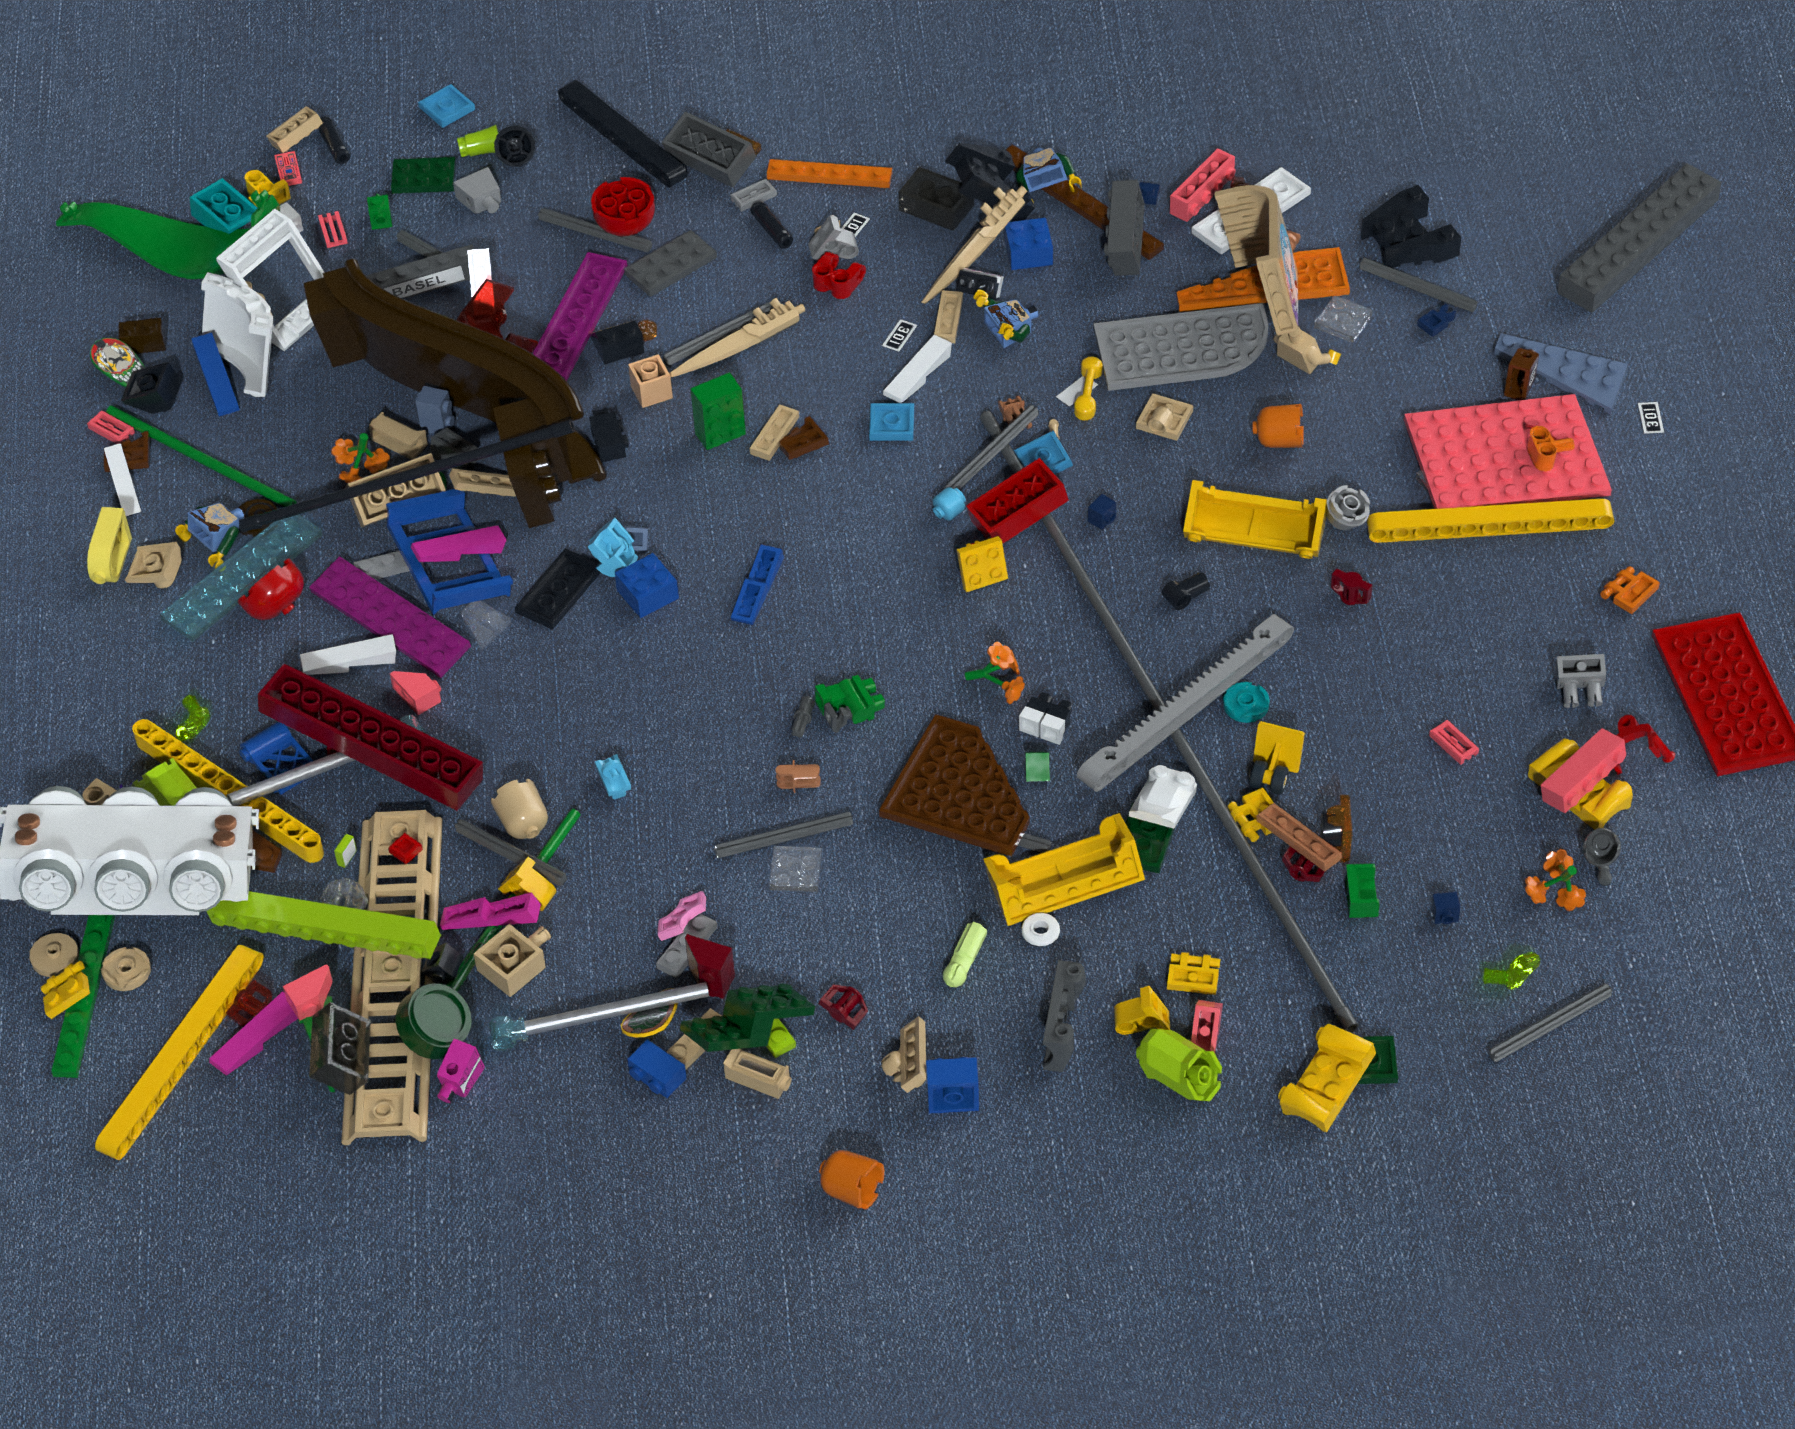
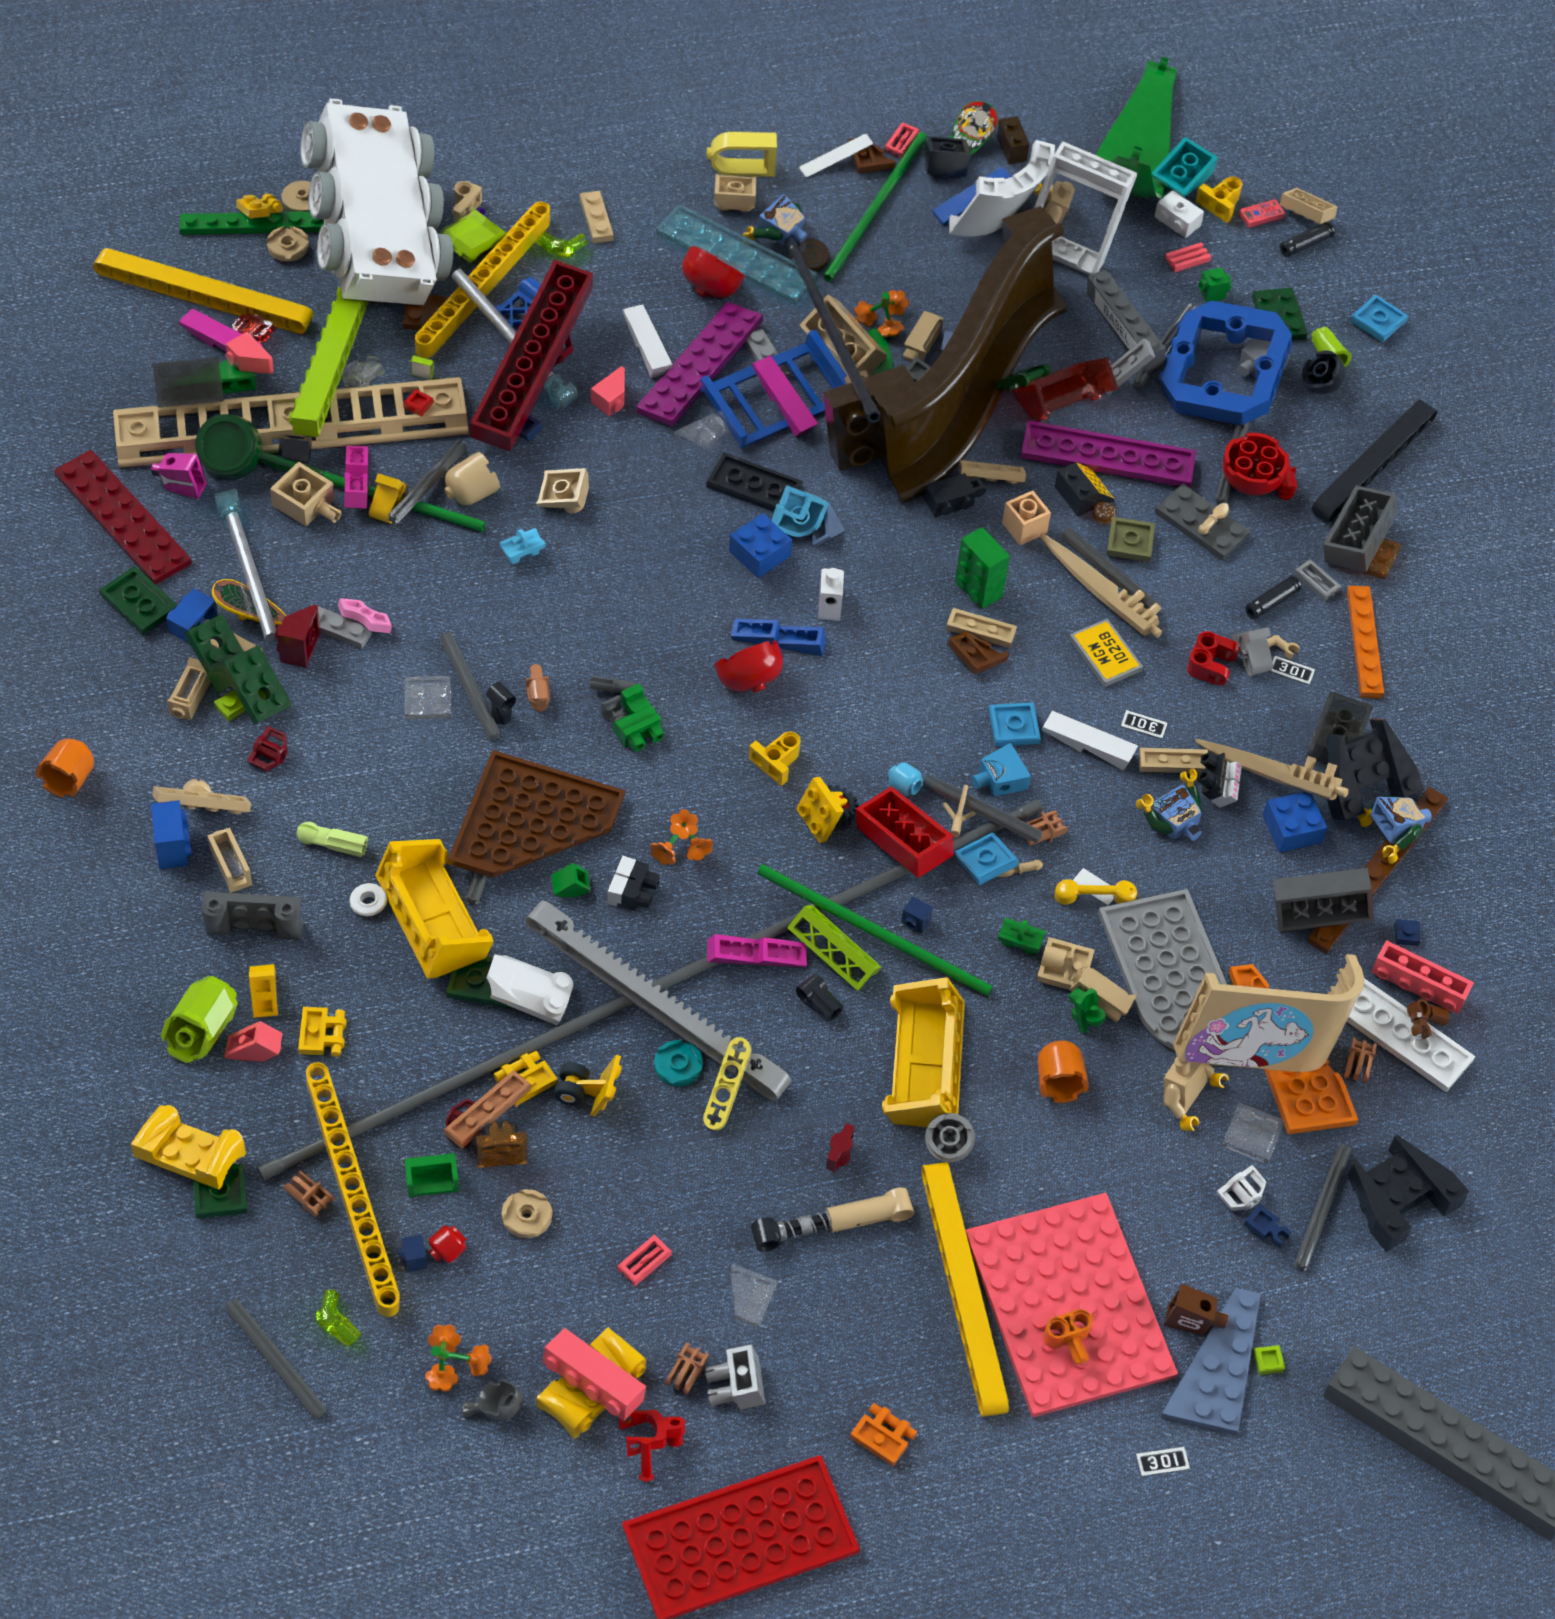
camera: 75 degrees right, 5 degrees up
(154, 690) = (596, 217): none -> tan plate
(499, 1136) = (123, 517): none -> dark red plate
(512, 180) = (1238, 324): none -> blue panel
(543, 738) = (564, 489): none -> tan slope
(587, 394) = (992, 472): none -> tan plate
(625, 1118) = (138, 600): none -> dark green plate
(671, 244) = (1219, 512): none -> tan piece
(685, 313) = (1130, 539): none -> olive plate
(719, 534) = (830, 586): none -> white torso
(803, 600) = (751, 667): none -> red cylinder
(815, 349) = (1105, 652): none -> tile
(821, 798) = (501, 702): none -> black piece
(909, 597) = (777, 750): none -> yellow tile
(946, 434) = (1002, 772): none -> dark azure torso
(981, 1039) = (230, 859): none -> tan window
(999, 471) = (958, 818): none -> tan plant
(1116, 543) = (875, 930): none -> green piece
(1128, 566) = (840, 940): none -> lime fence
(1133, 441) = (1021, 936): none -> green hips
(1133, 633) = (756, 952): none -> dark pink slope
(1201, 391) = (1110, 996): none -> tan window
(1219, 403) = (1086, 1009): none -> green hips
(1284, 654) = (723, 1082): none -> light yellow beam
(1377, 987) = (308, 1192): none -> nougat arm
(1378, 947) = (356, 1198): none -> yellow beam
(1402, 329) = (1243, 1190): none -> white piece
(1404, 813) = (523, 1203): none -> tan plate
(1409, 561) = (892, 1206): none -> piece
(1436, 880) = (447, 1244): none -> red head
(1494, 666) = (751, 1295): none -> clear wing
(1560, 338) = (1269, 1360): none -> lime tile
(1567, 715) = (687, 1367): none -> nougat arm

